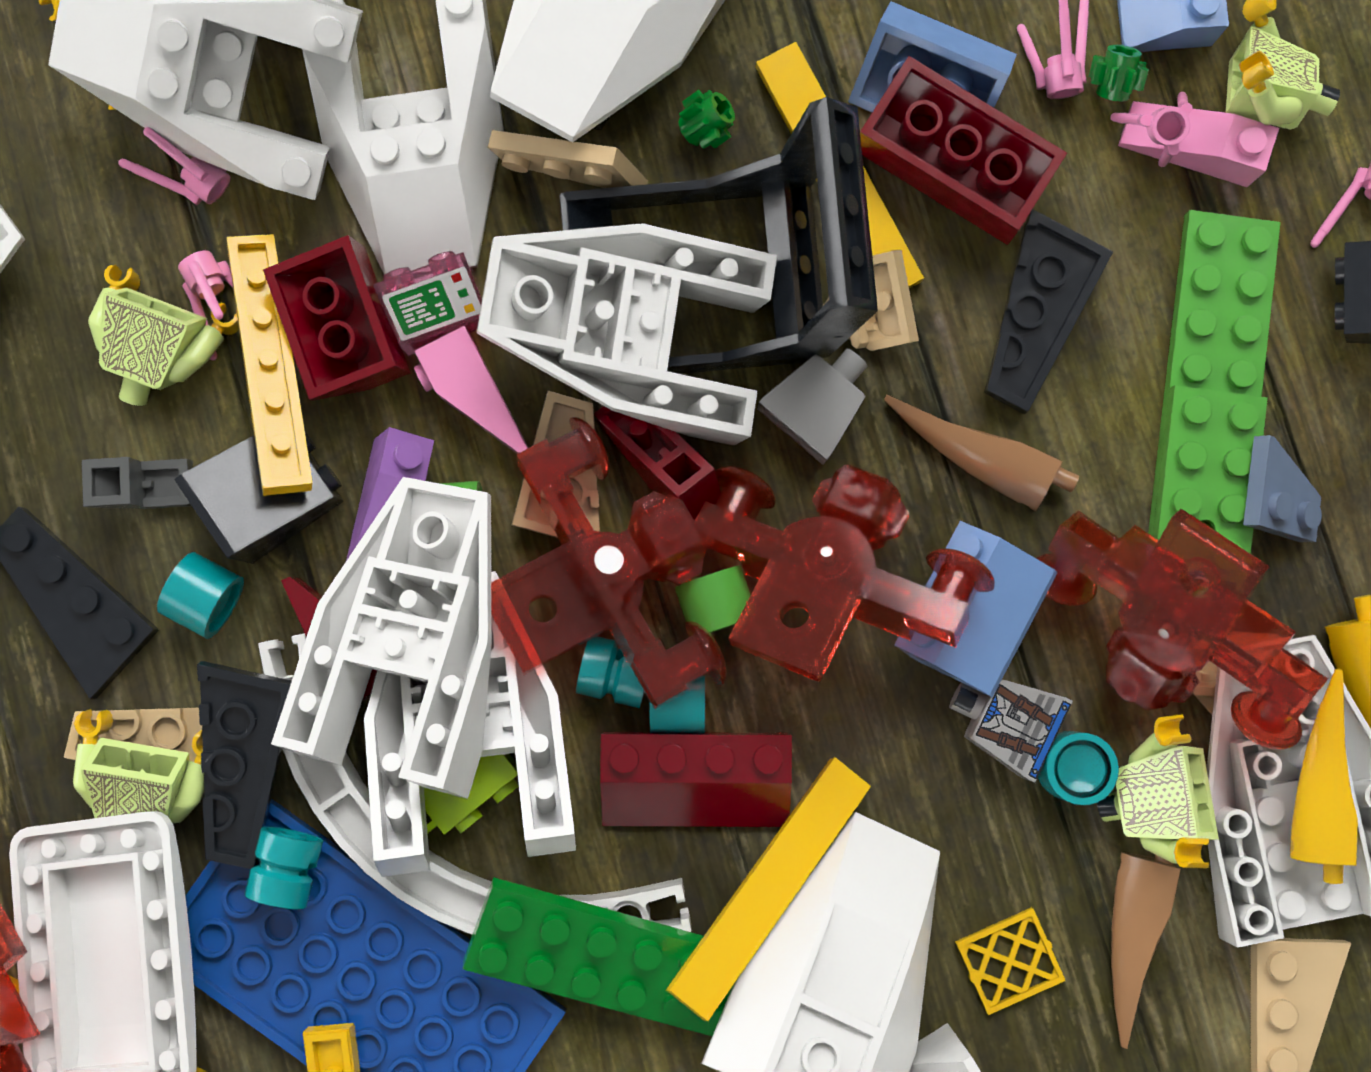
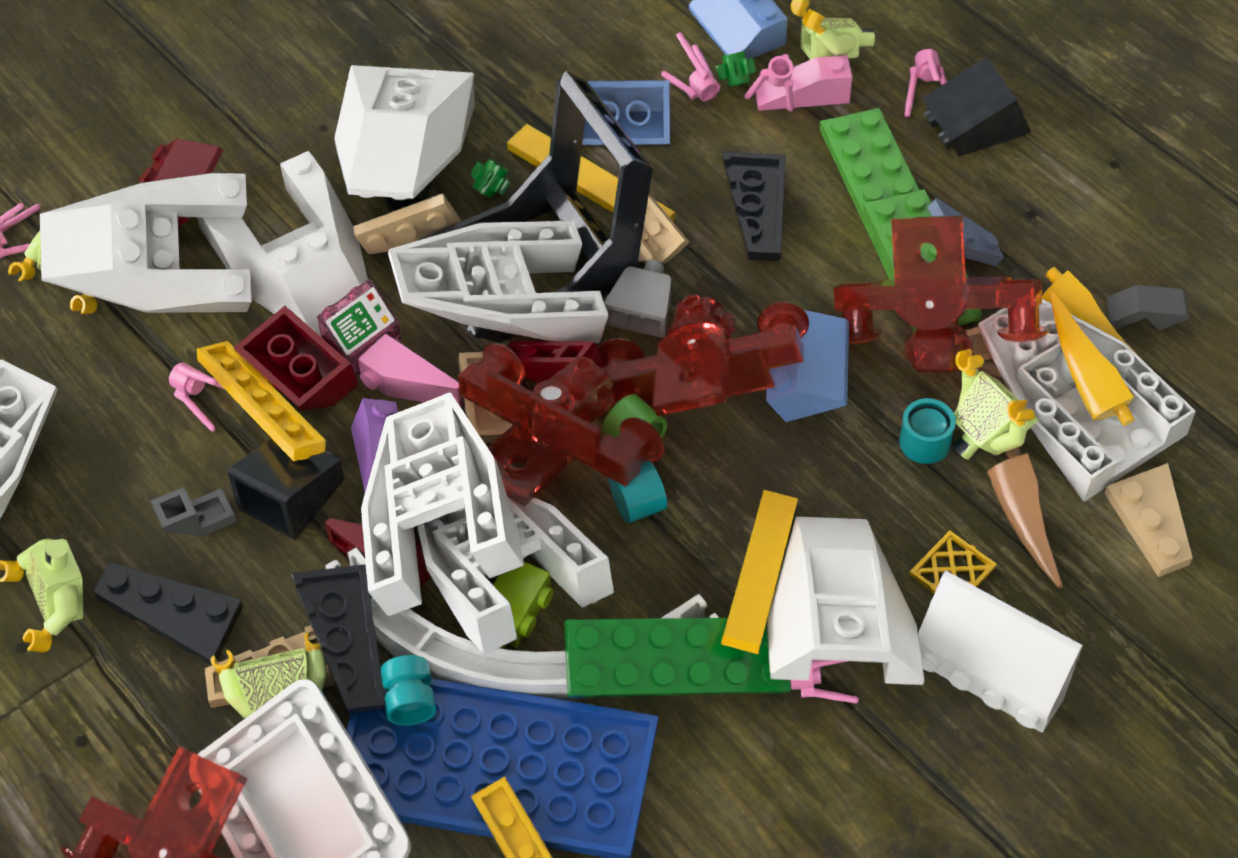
camera: 25 degrees left, 30 degrees down
(150, 339) = (168, 423): yellowish green torso -> none
(200, 595) = (268, 558): teal piece -> none
(201, 178) = (162, 325): bright pink plant -> none
(608, 671) = (585, 494): teal wheel -> none
(695, 779) = (674, 537): dark red slope -> none
(959, 150) = (670, 135): dark red slope -> none
(999, 462) = (780, 284): medium nougat piece -> none
(1013, 725) = (870, 424): torso -> none

